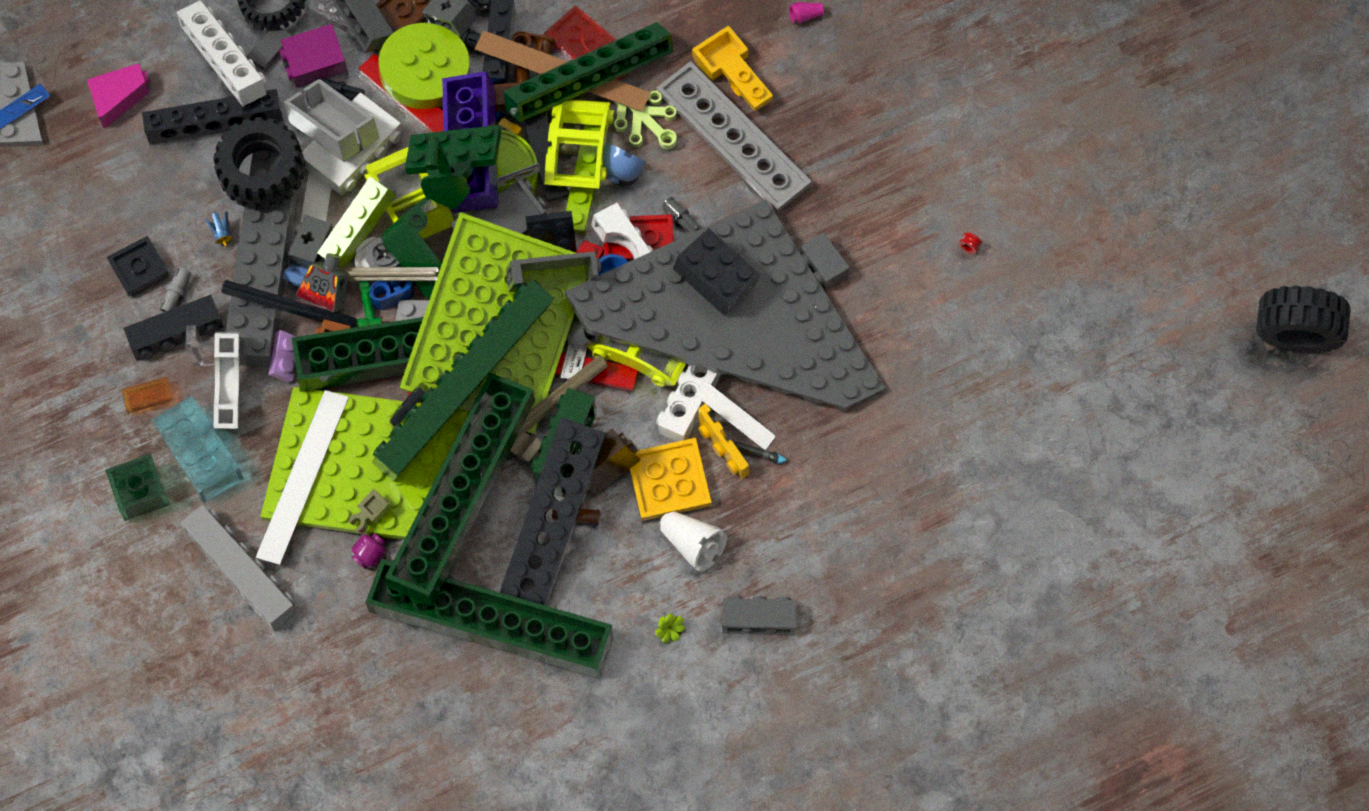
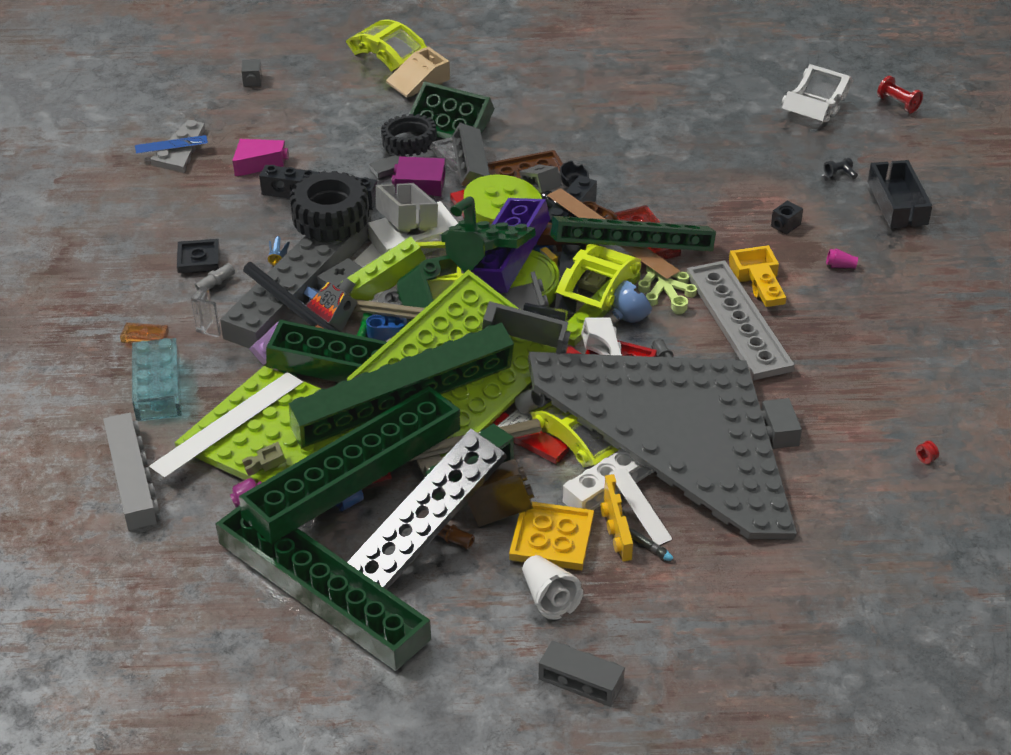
camera: 20 degrees right, 25 degrees down
(137, 487) = (88, 386): clear green brick -> none
(169, 328) = (175, 297): black brick -> none
(222, 53) = (350, 149): white brick -> none
(226, 380) = (220, 314): white arch -> none
(523, 173) = (543, 271): sticker -> none
(670, 627) = (488, 651): lime plant -> none
(716, 271) = (673, 382): black brick -> none

